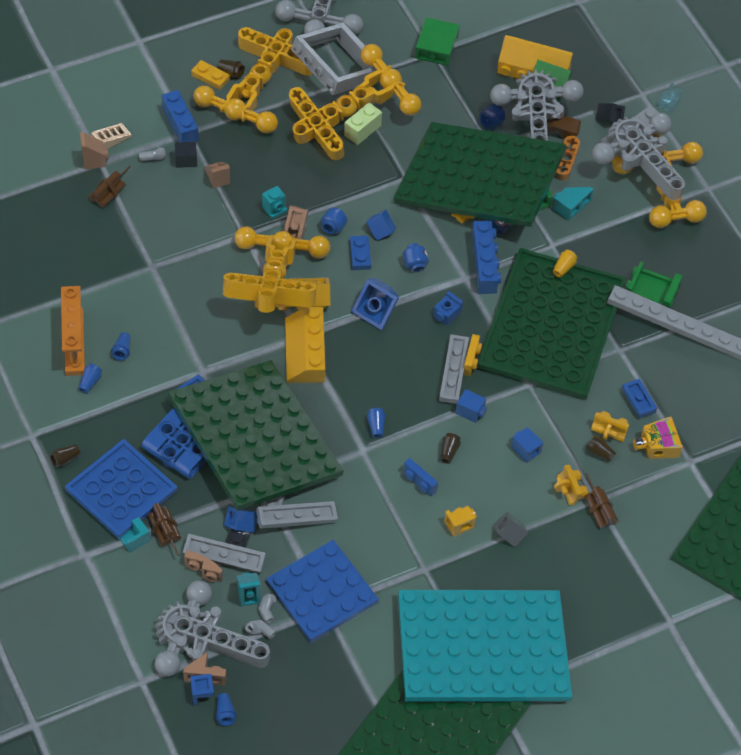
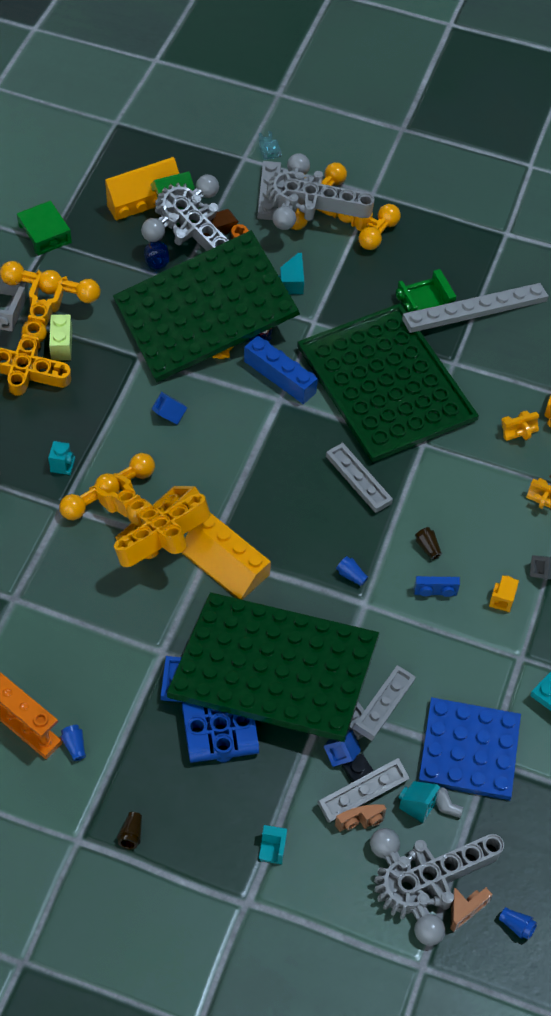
camera: 45 degrees left, 0 degrees up
(121, 348) = (71, 690): blue cone -> none
(121, 488) = (213, 815): blue plate -> none
(164, 526) = (287, 814): reddish brown piece -> none
(201, 687) = (483, 924): blue panel -> none
(260, 627) = (460, 825): light grey arm -> none
(296, 221) = (100, 459): nougat slope -> none
(333, 221) = (128, 435): blue head -> none
(360, 253) = (176, 444): blue plate -> none
(375, 302) = (241, 474): blue slope -> none
(415, 257) = (227, 412): blue head -> none
(448, 308) = (299, 433): blue brick -> none
(471, 406) = (407, 495): blue brick -> none
(474, 348) = (357, 448): light orange plate -> none
(527, 444) = (480, 490): blue brick -> none
(565, 262) = (348, 325): light orange cone -> none
(601, 449) = (533, 448): dark brown cone -> none
(610, 112) = (241, 187): black panel -> none
(639, 398) = (513, 387): blue plate -> none

